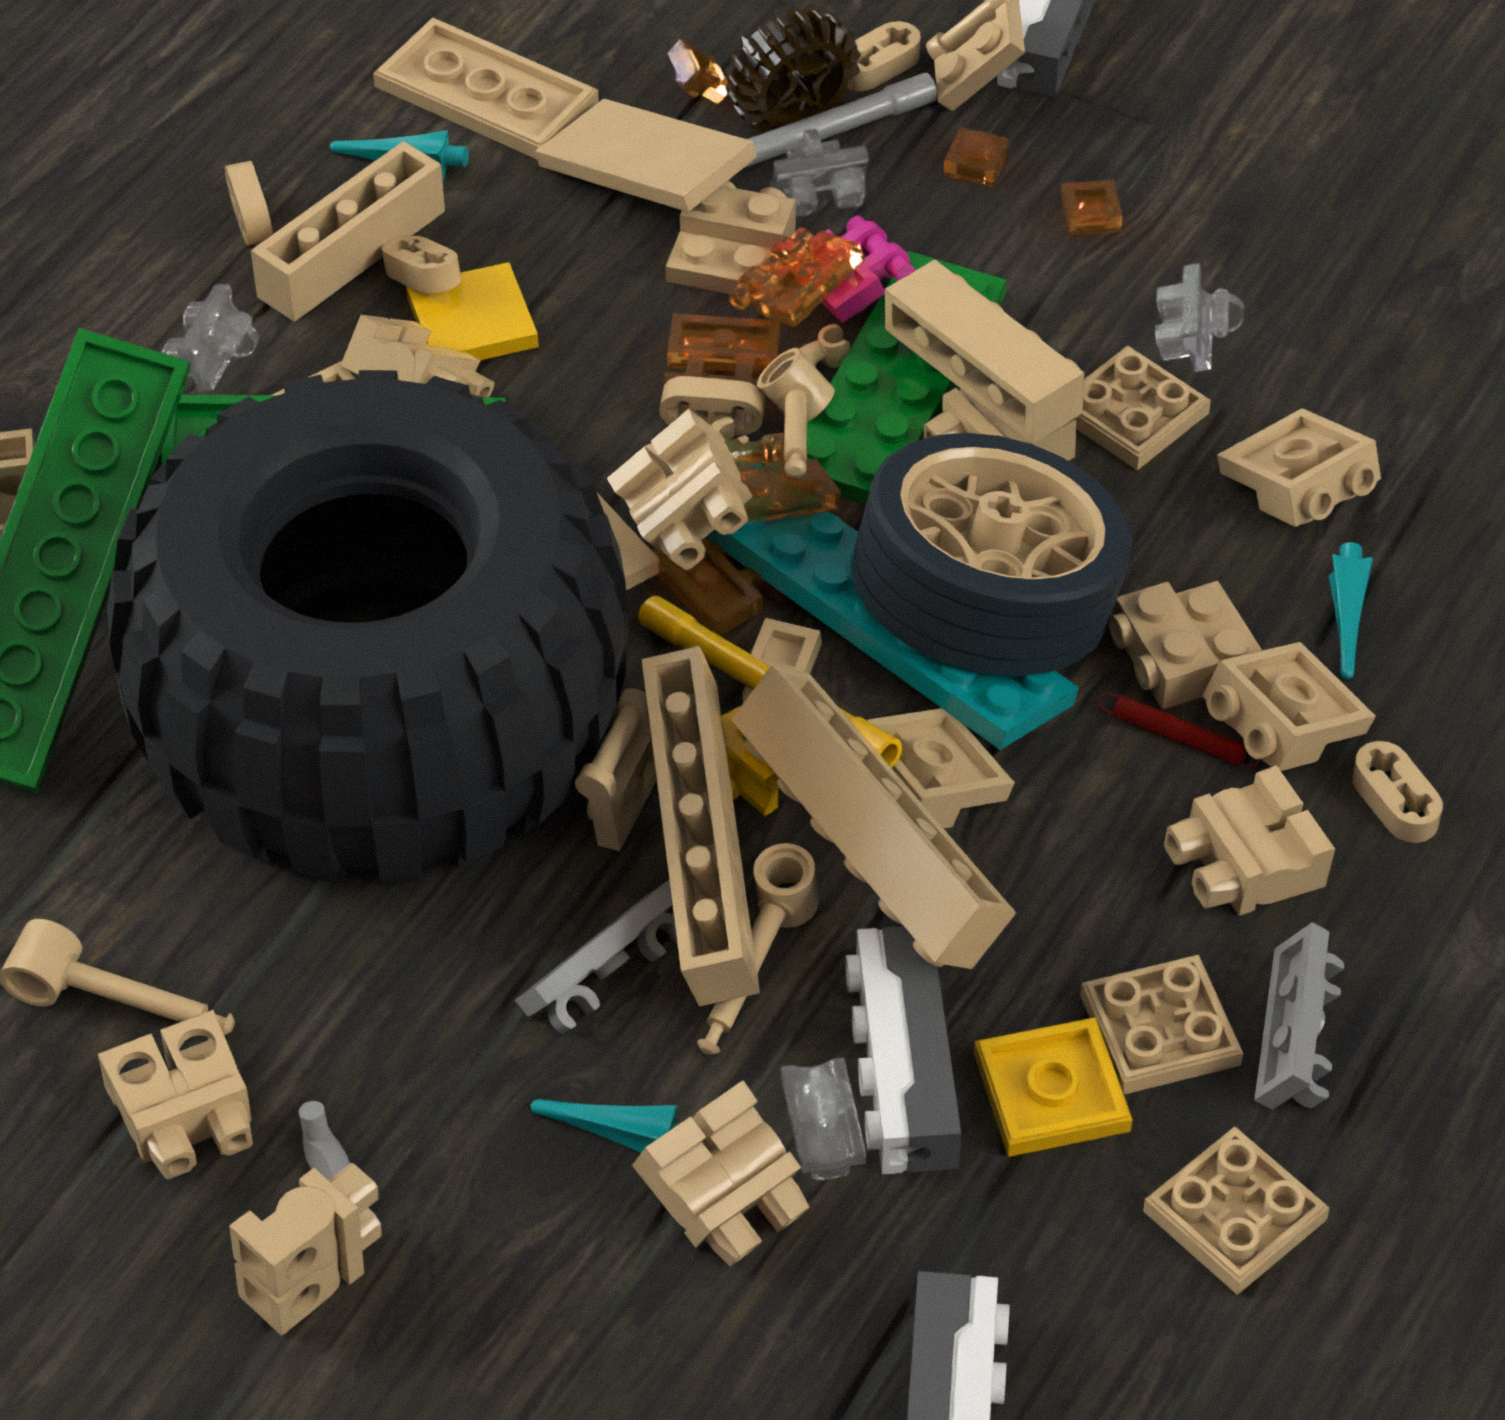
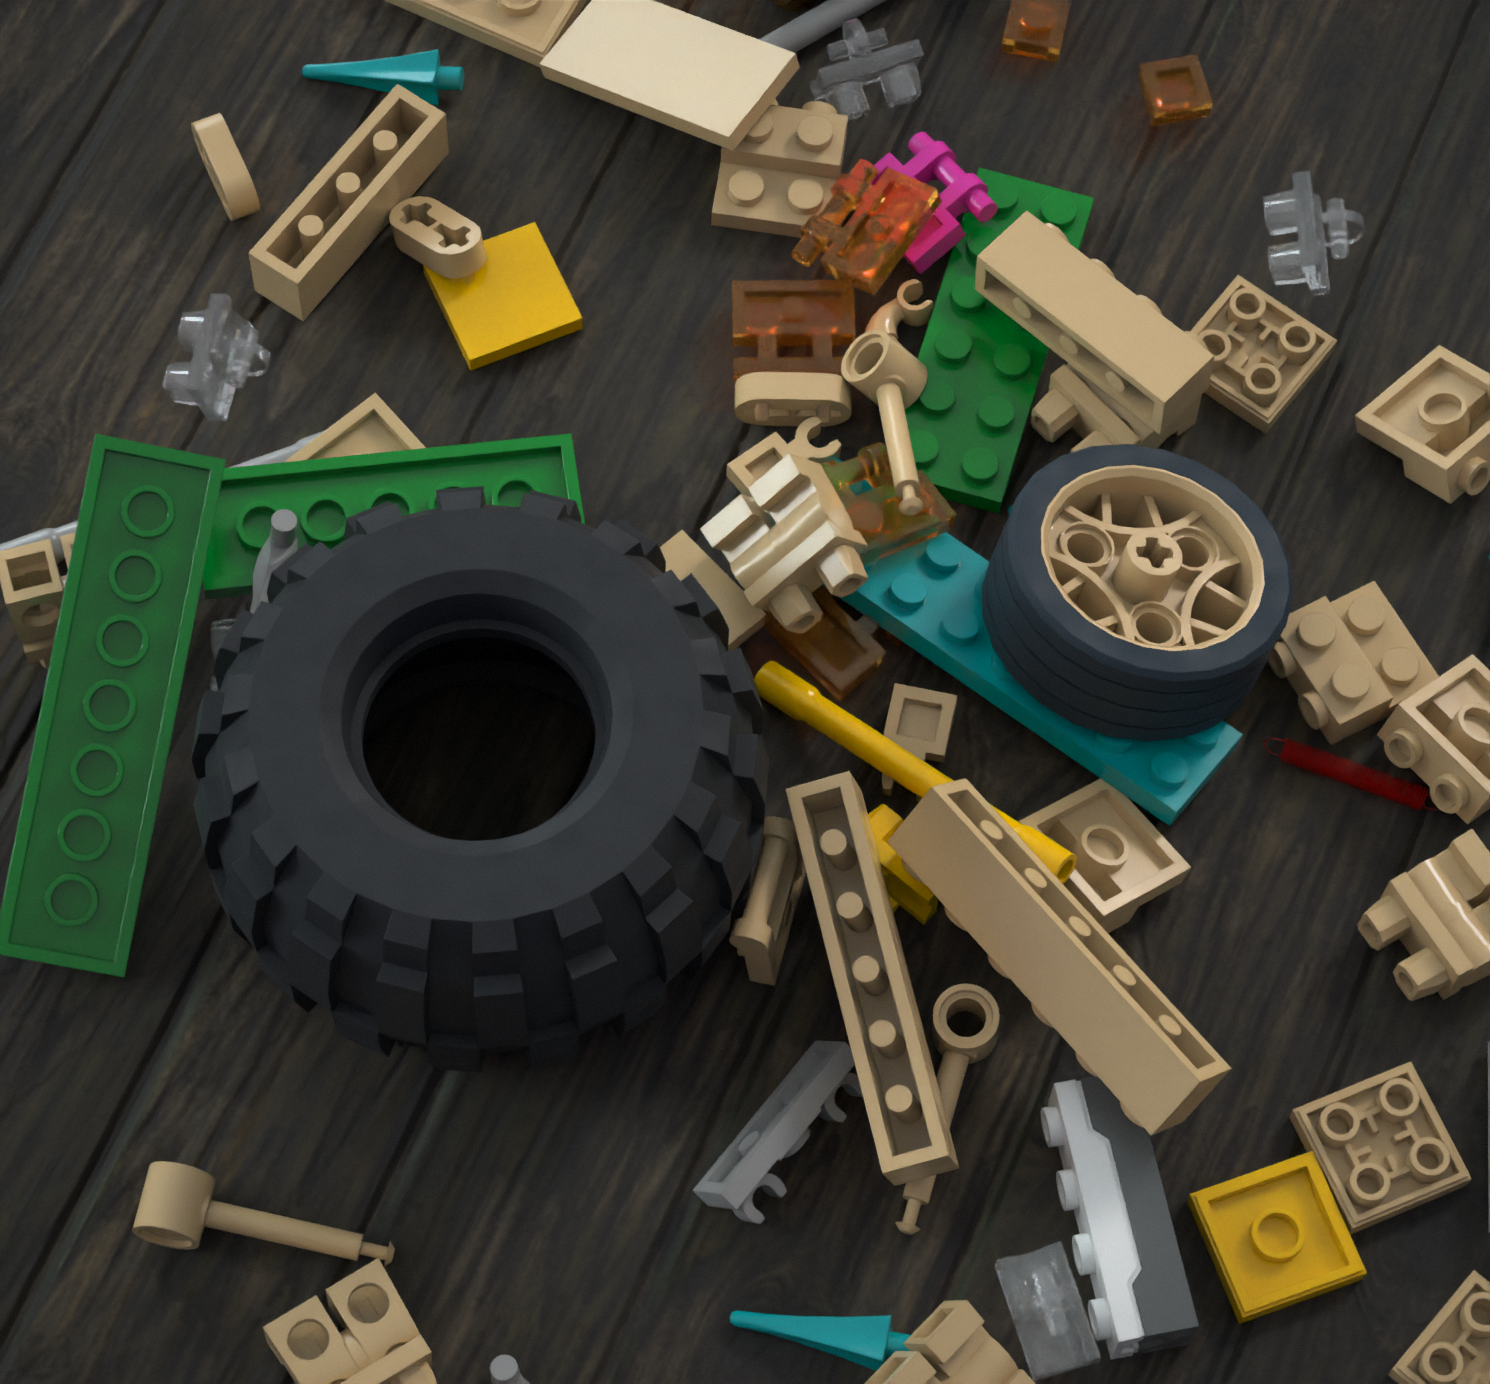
camera: 10 degrees left, 15 degrees up
(403, 347) = (460, 389): tan hips -> none

